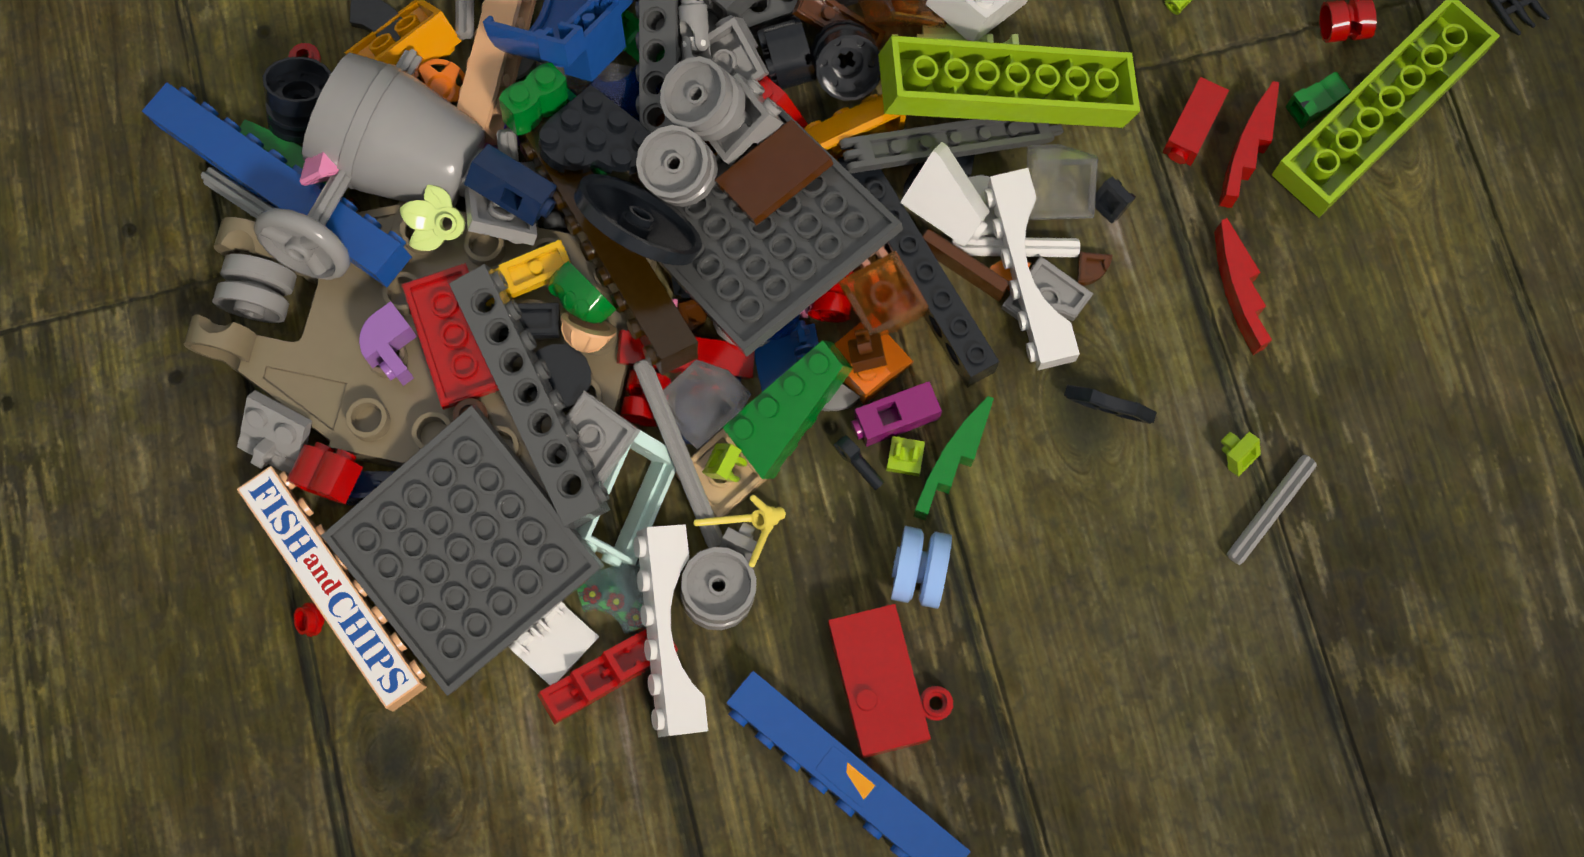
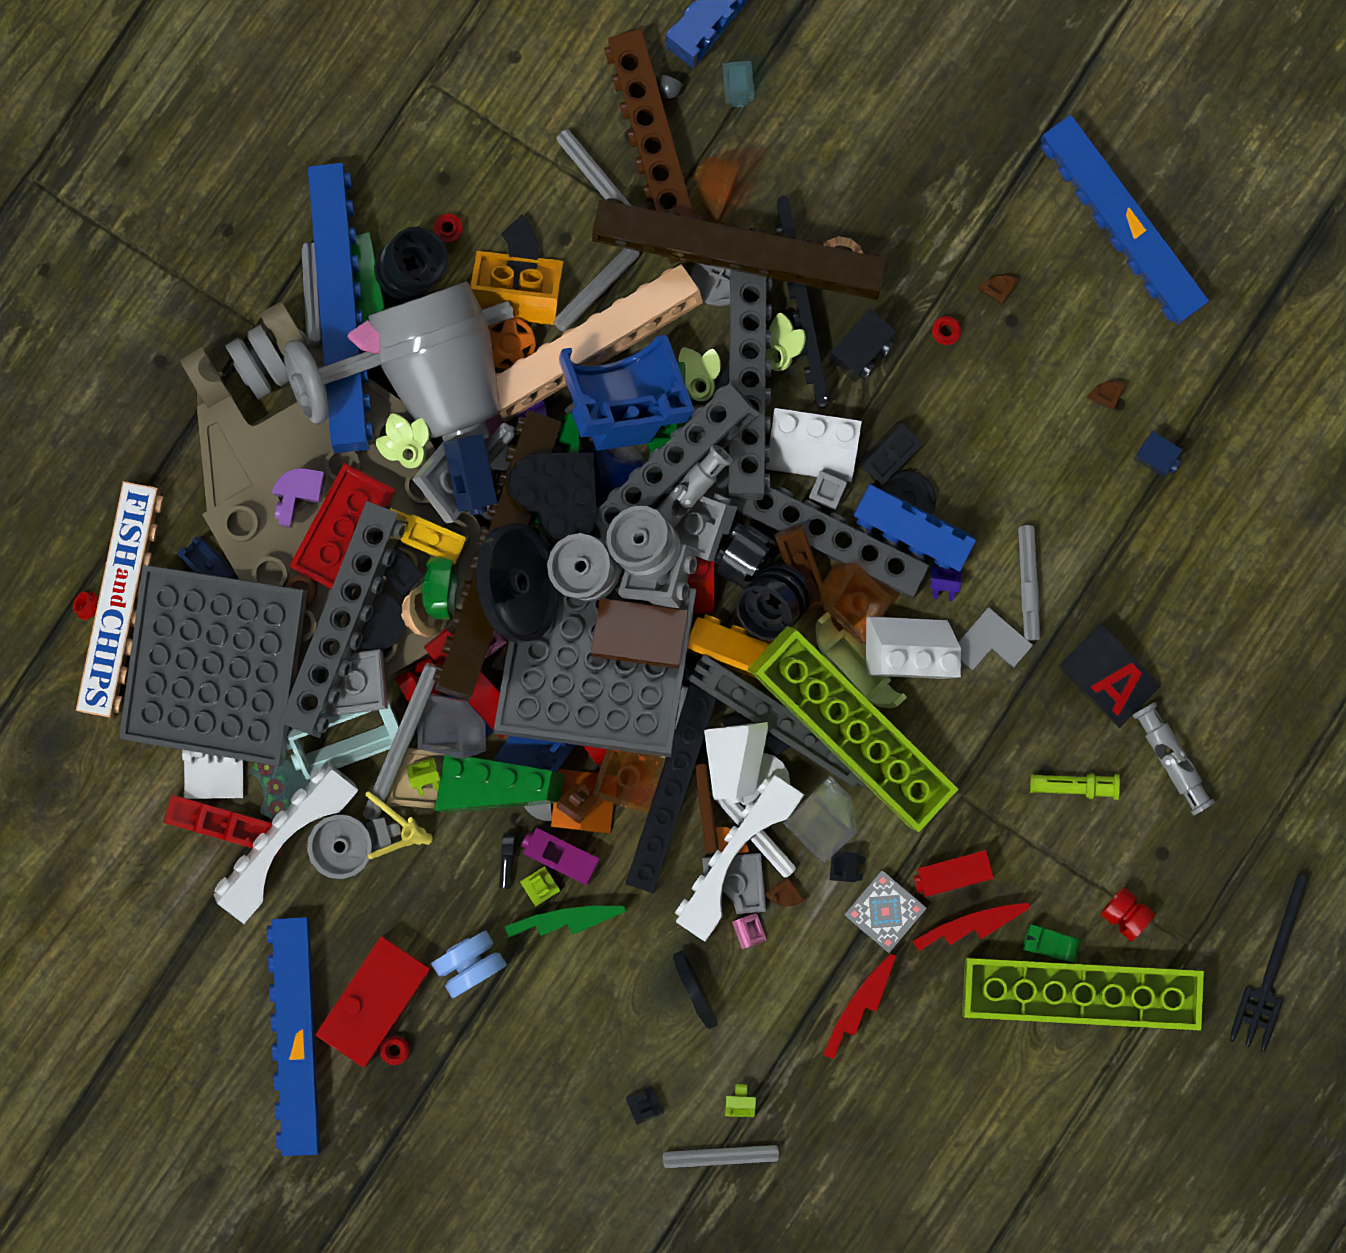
camera: 50 degrees right, 10 degrees up
(272, 432) = (178, 469): light grey hinge -> none
(325, 472) = (182, 529): red brick -> none
(534, 98) = (551, 431): green brick -> none
(1097, 323) = (749, 930): none -> bright pink slope
(1171, 534) = (644, 1105): none -> black tile
(1177, 203) = (885, 911): none -> light grey tile

